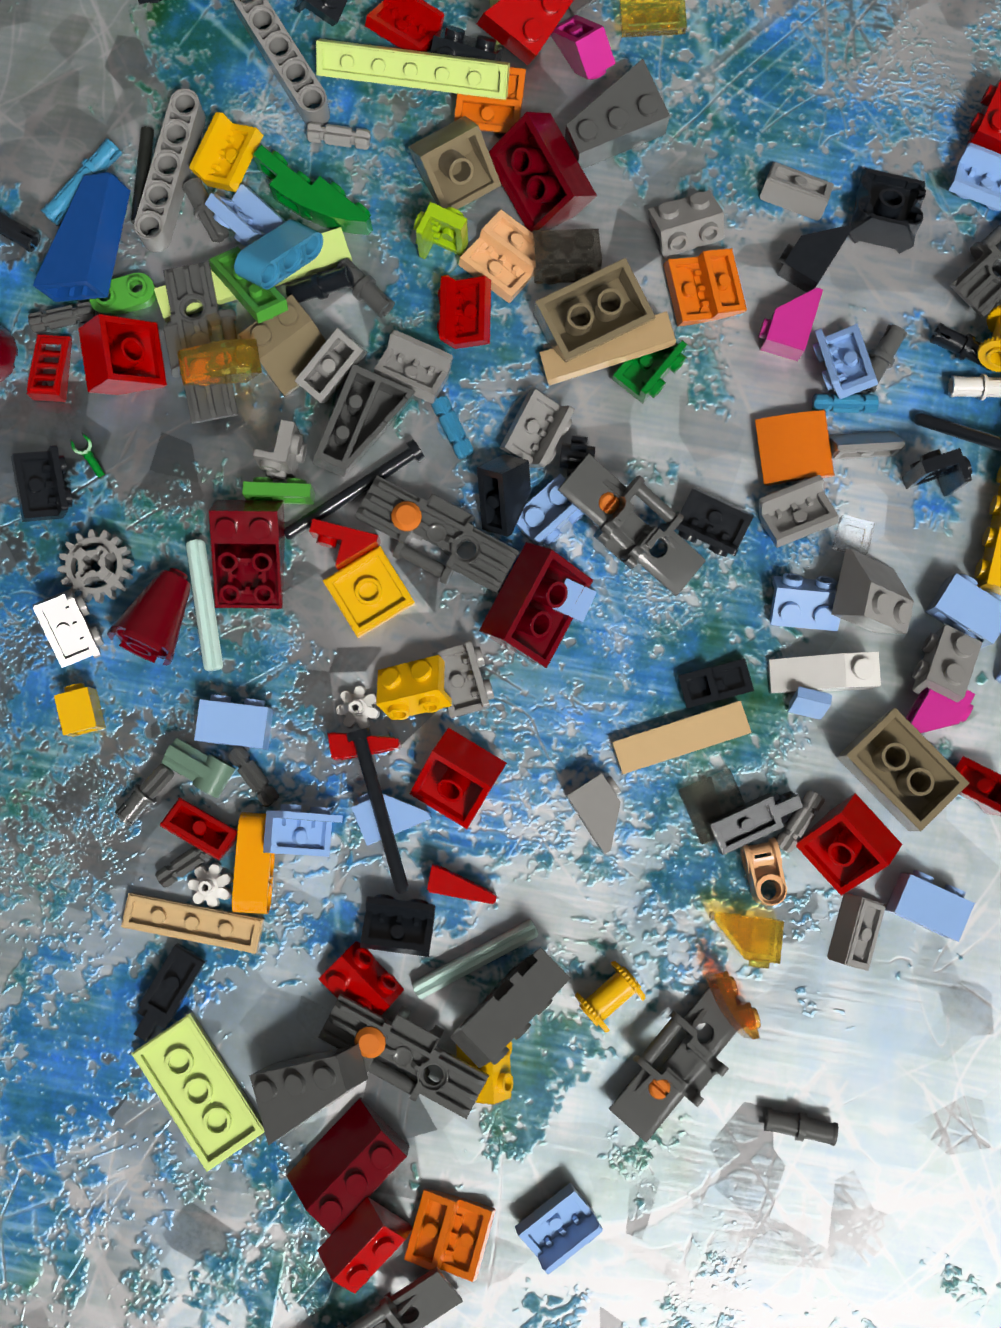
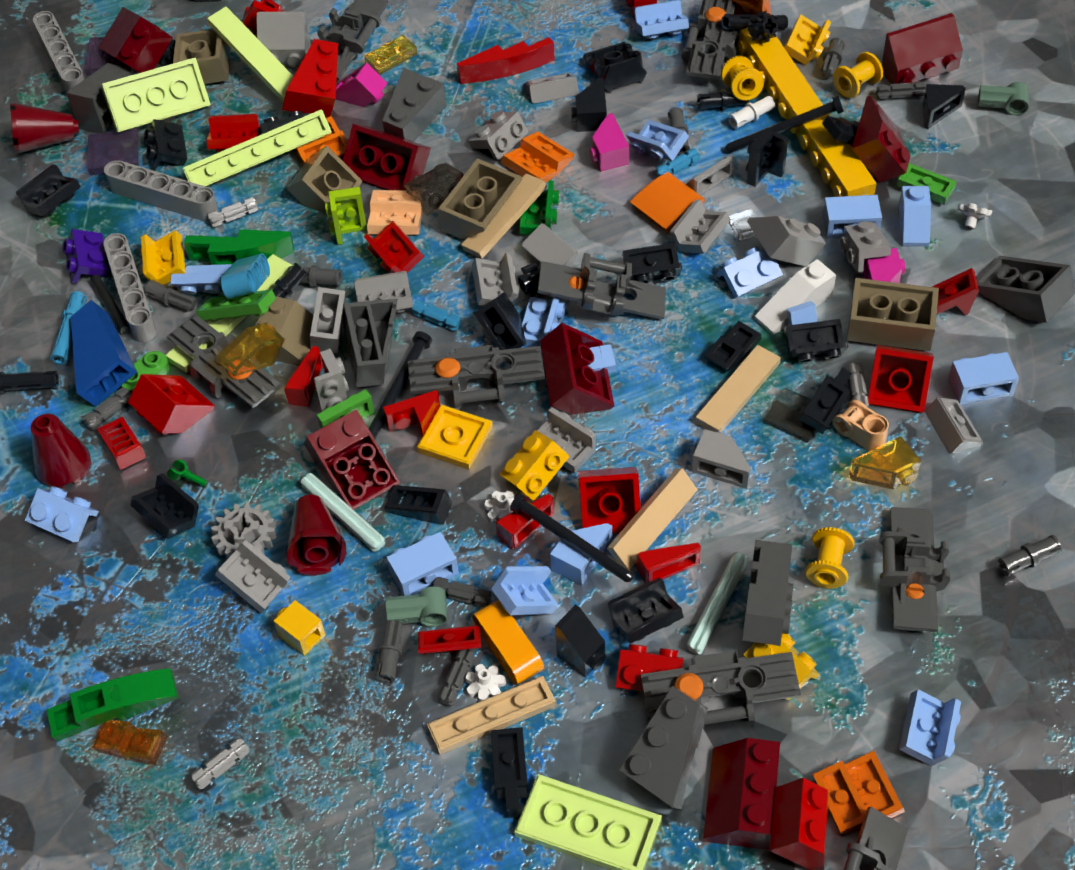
camera: 30 degrees left, 30 degrees down
(153, 88) = (85, 254): none -> dark purple bracket
(265, 422) = (301, 385): none -> red slope
(295, 662) = (434, 512): none -> black slope
(312, 921) = (579, 642): none -> black slope
(481, 829) = (652, 518): none -> tan tile
(622, 428) = (549, 247): none -> light grey slope
(739, 1014) = (920, 509): clear orange slope -> none
(758, 116) = (501, 63): none -> red slope
(800, 740) = (815, 340): none -> black bracket

